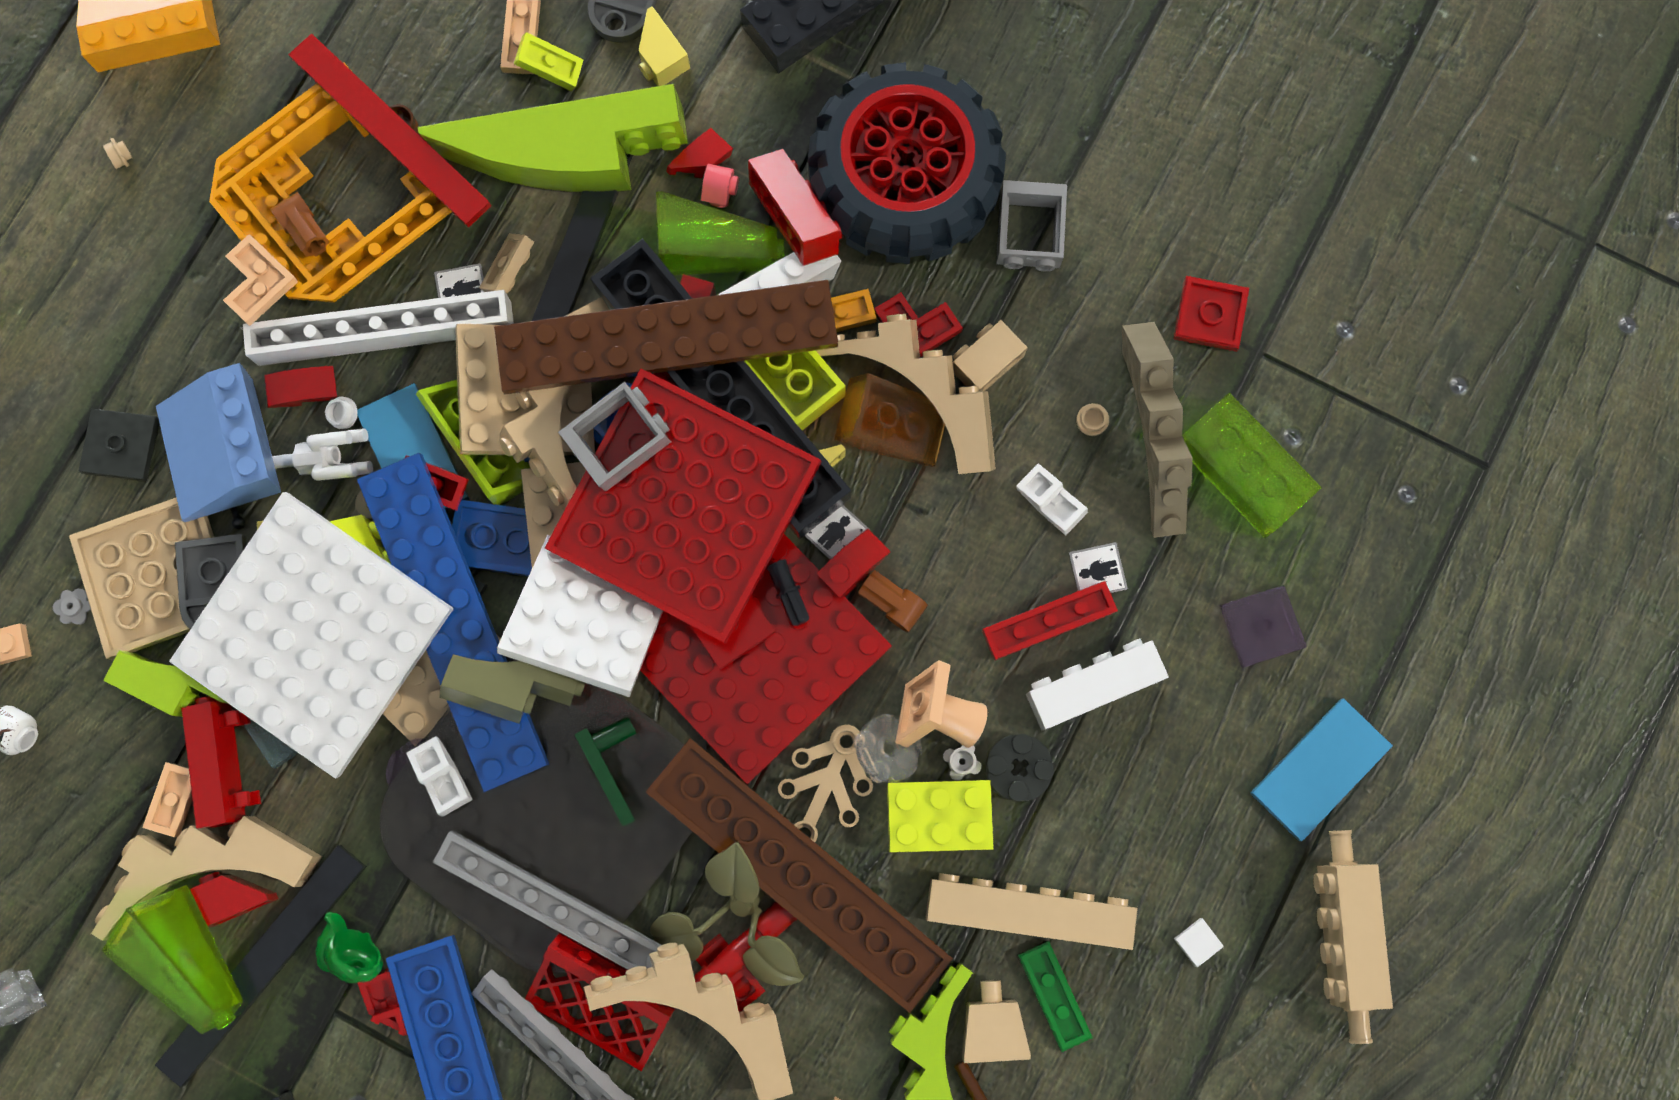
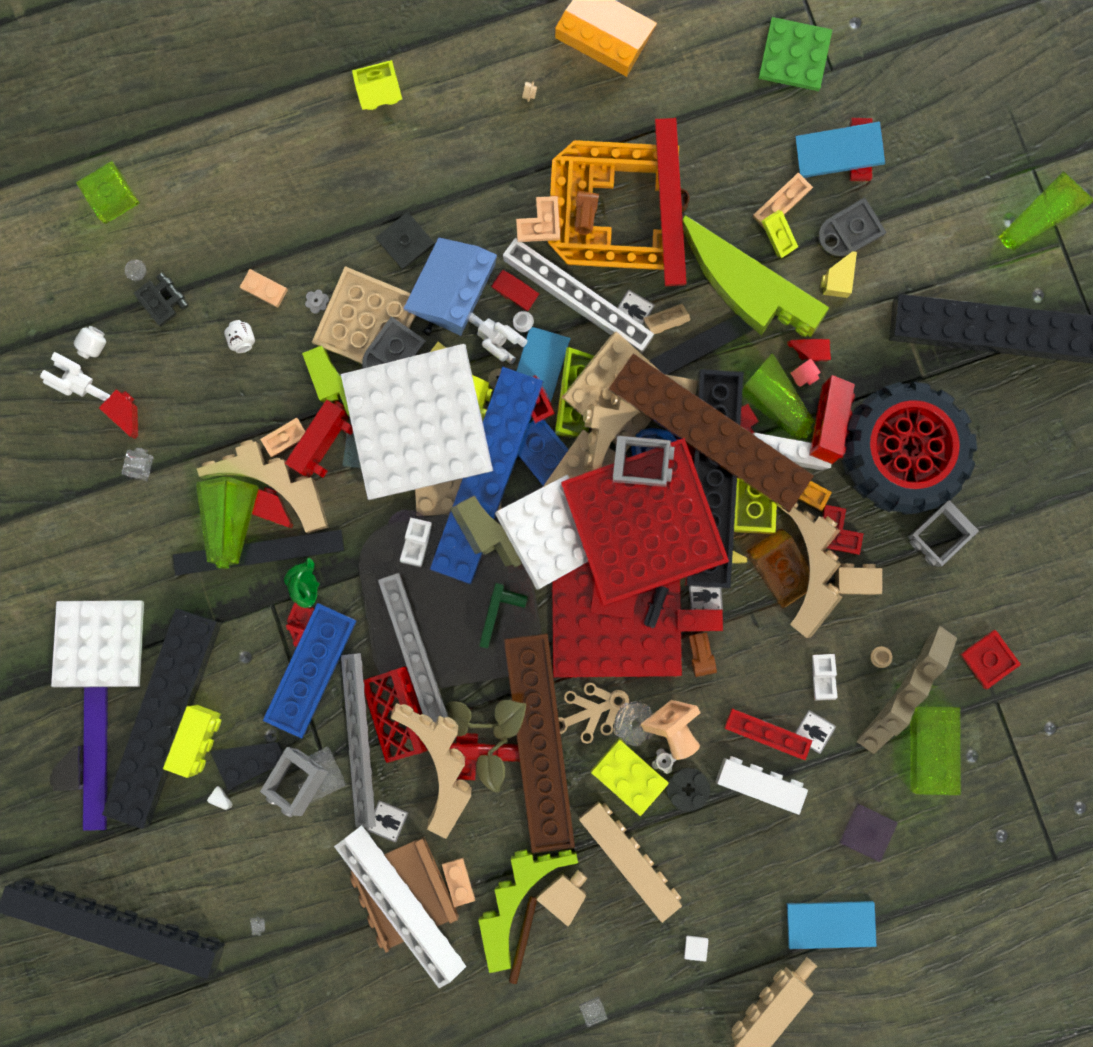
camera: 45 degrees right, 5 degrees up
(1054, 996) = (605, 908): green tile -> none

